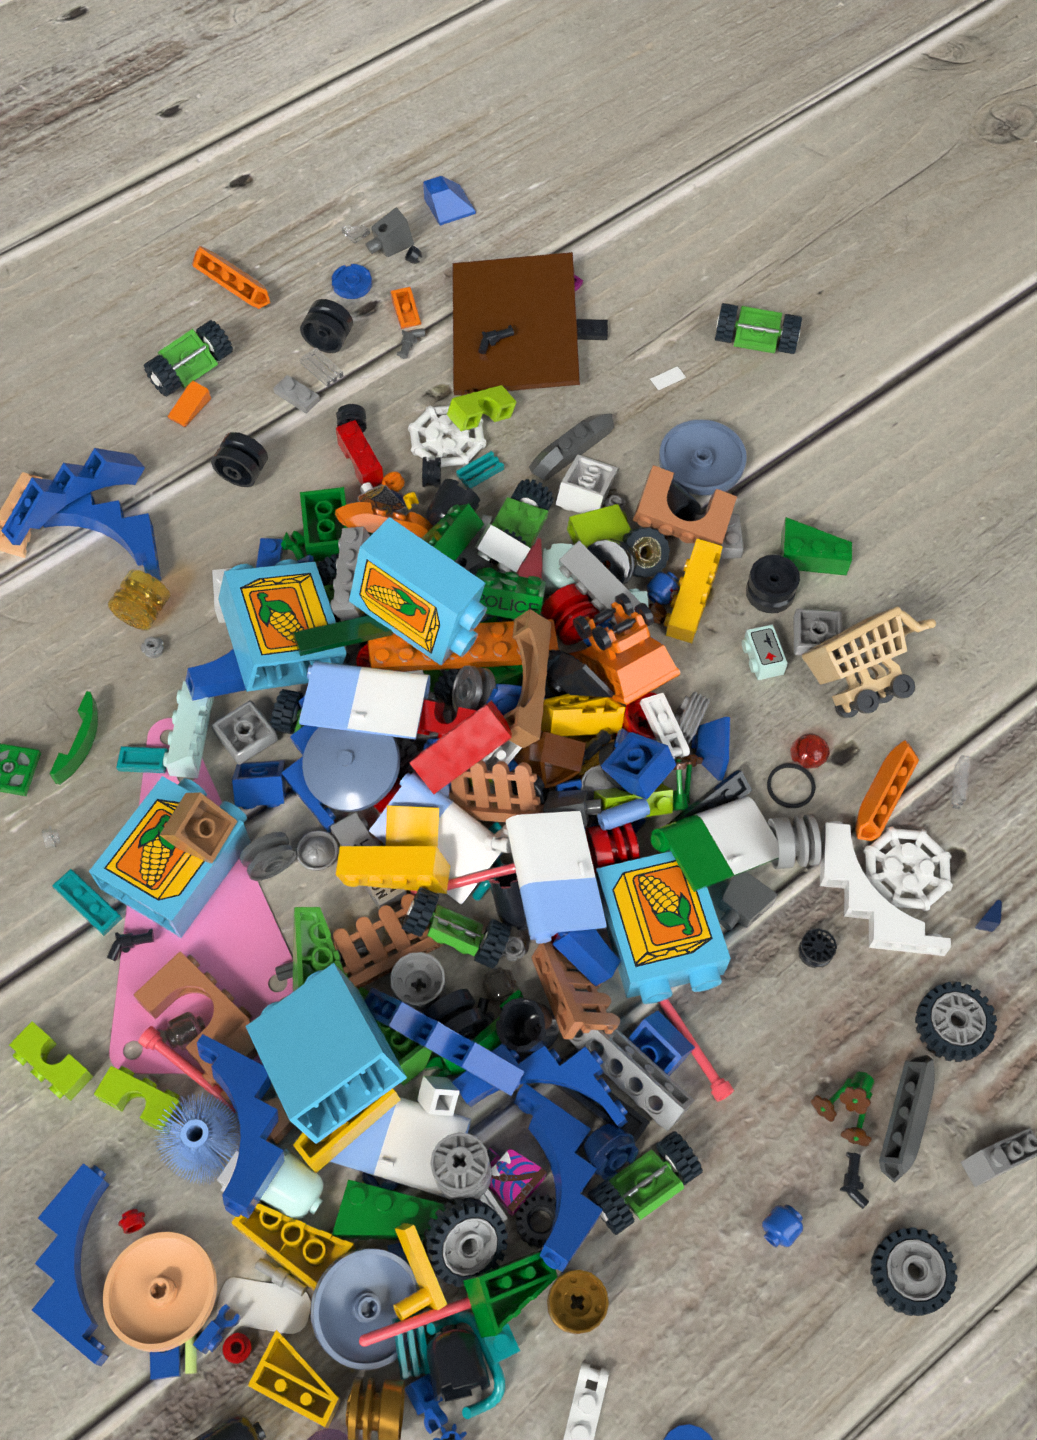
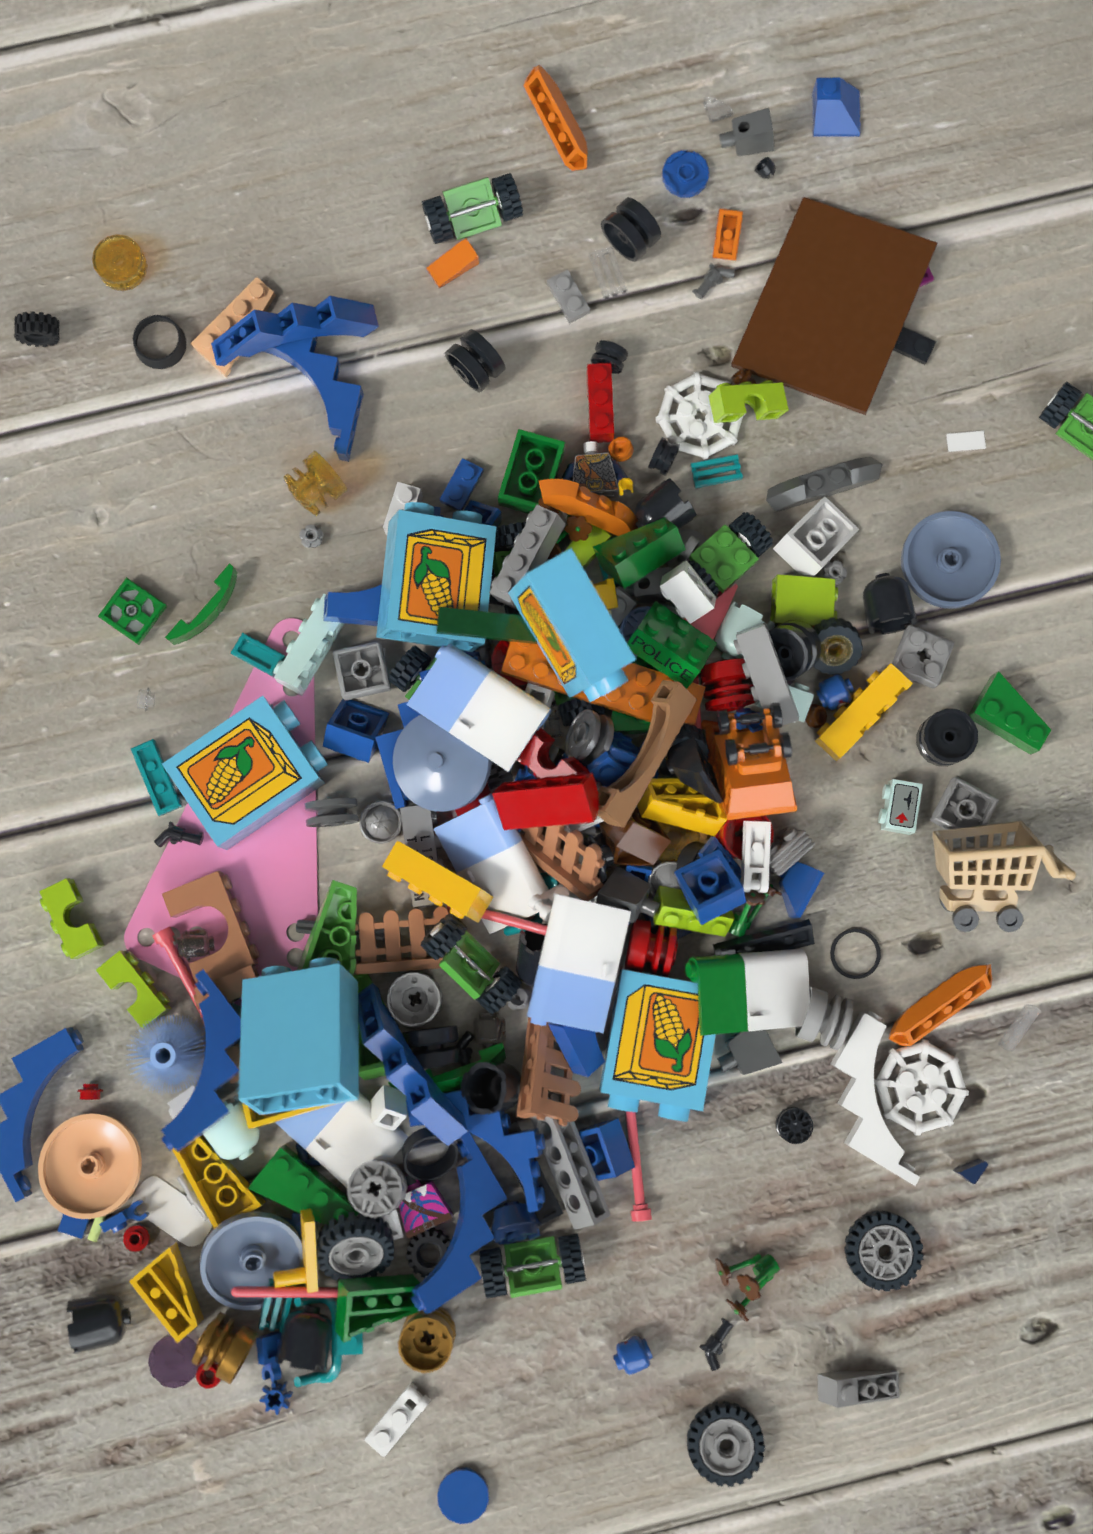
camera: 25 degrees right, 20 degrees up
(198, 827) = (273, 768): medium nougat slope -> none
(294, 546) = (492, 484): green bar -> none
(411, 826) = (470, 853): yellow slope -> none
(493, 337) = (799, 317): black piece -> none
(517, 1125) = (431, 1171): none -> black tyre
(595, 745) = (682, 840): black axle -> none
(623, 814) = (672, 928): medium blue piece -> none
(654, 511) = (863, 610): nougat arch -> none
(810, 750) = (891, 928): clear red hair -> none
(908, 1117) = (793, 1314): dark grey brick -> none

